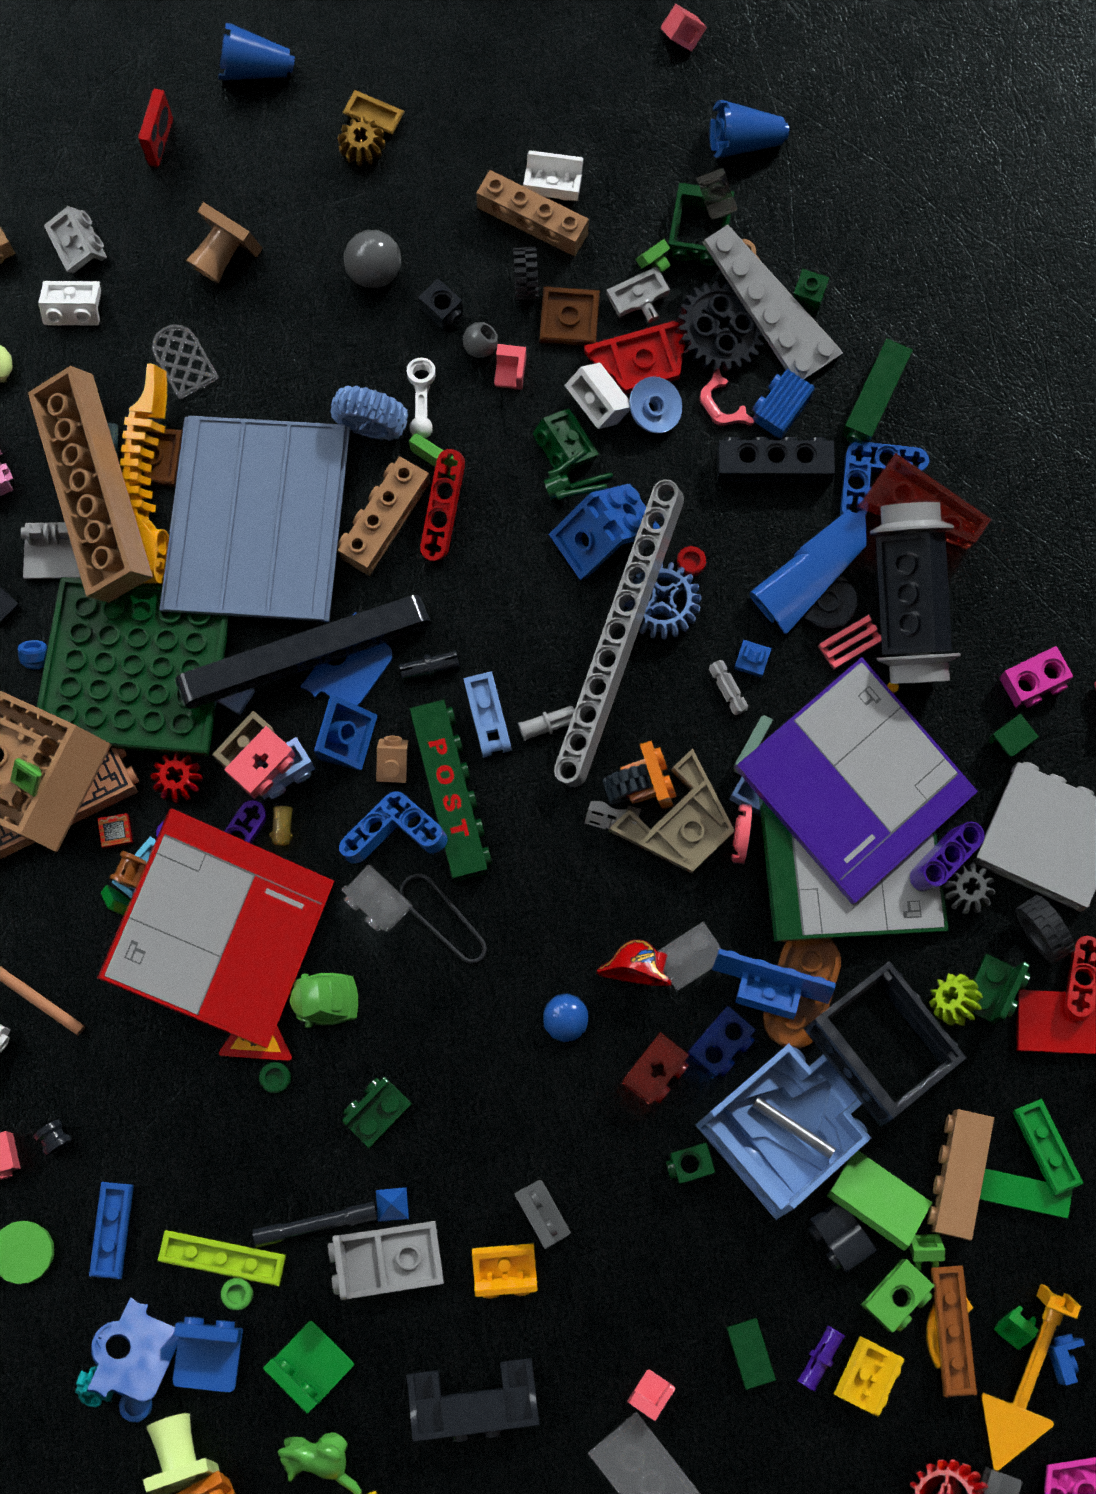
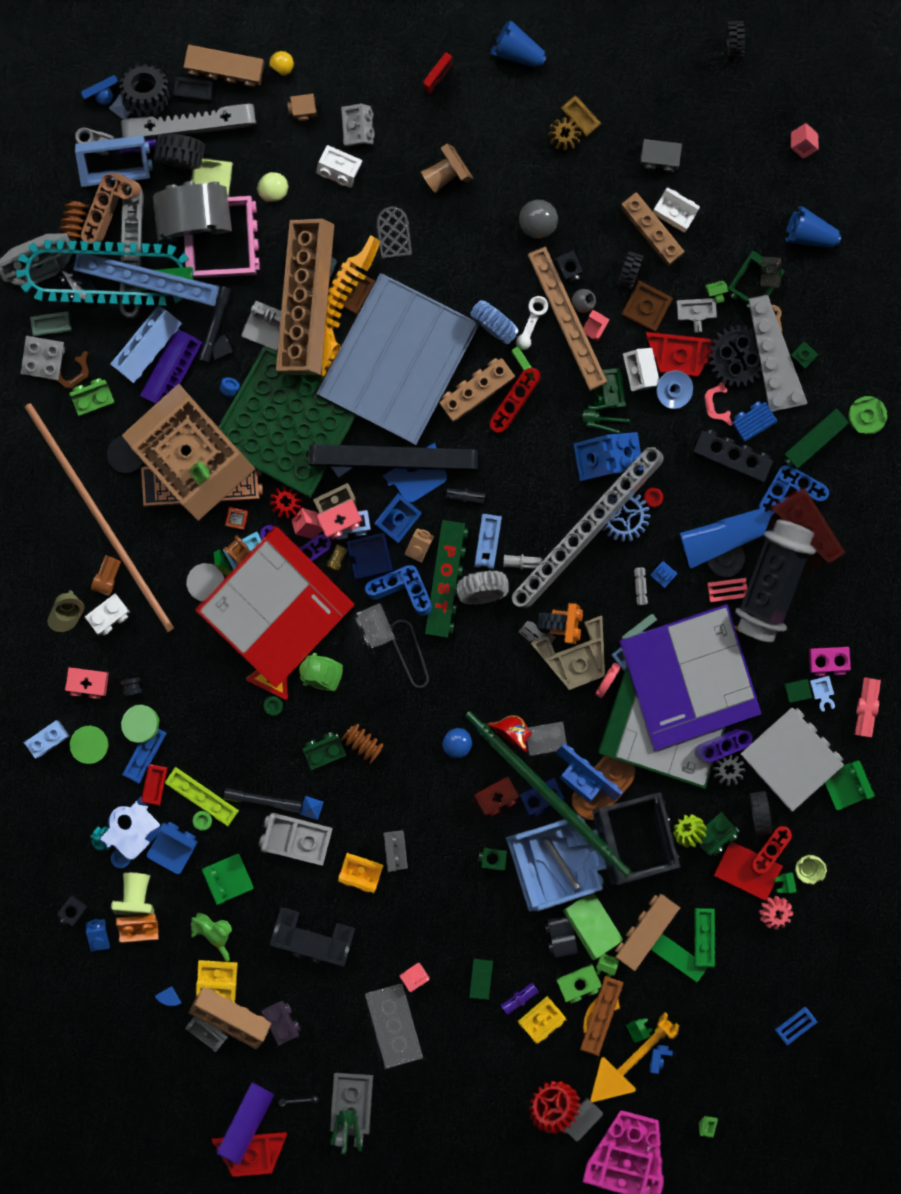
camera: 25 degrees right, 10 degrees up
(87, 1187) = (140, 724): none -> bright green tile
(96, 937) = (203, 580): none -> light grey tile
(142, 1270) = (154, 784): none -> red tile
(219, 795) = (307, 523): none -> coral panel
(328, 802) = (370, 556): none -> clear blue piece
(427, 1074) = (362, 742): none -> dark orange piece
(469, 372) = (567, 319): none -> medium nougat tile
(501, 117) = (660, 154): none -> dark grey brick
(507, 777) = (482, 587): none -> light grey gear
(733, 1033) = (548, 794): none -> dark green axle
(930, 336) = (867, 415): none -> bright green tile
(1046, 723) = (822, 689): none -> light blue plate

